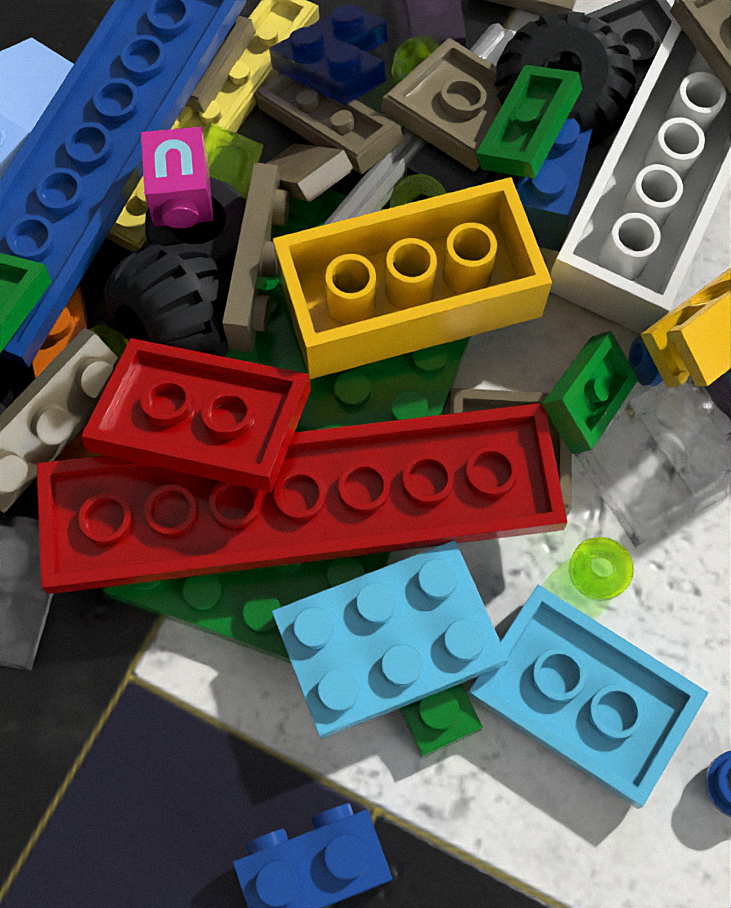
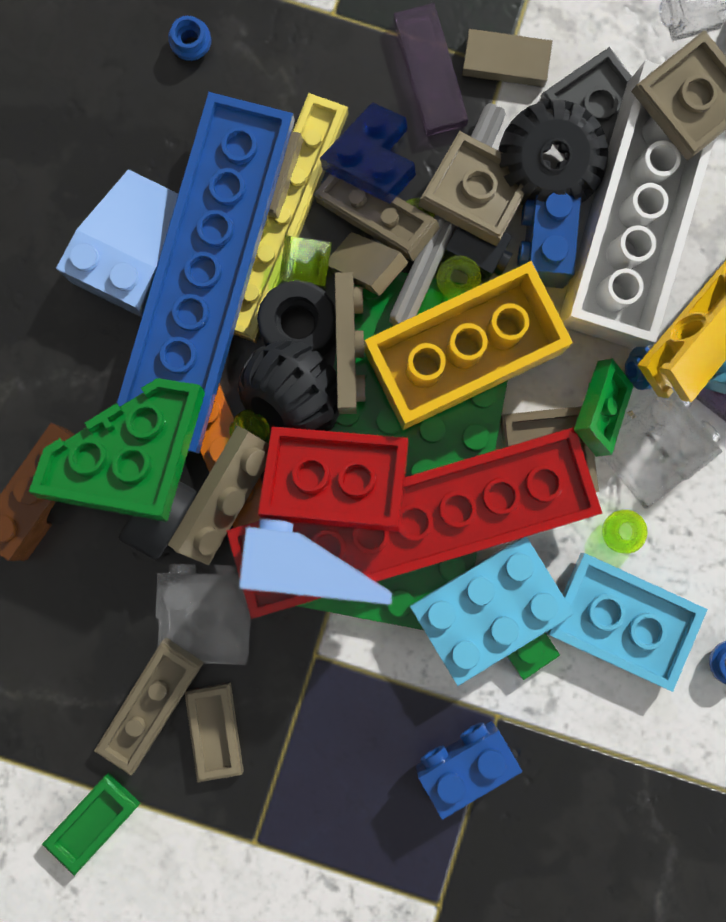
camera: 10 degrees left, 15 degrees up
(107, 501) = (294, 564): none -> light blue slope
(176, 177) = (279, 293): dark pink brick -> none
(411, 54) = (432, 147): clear neon green plate -> none
(529, 121) = (536, 204): green plate -> none

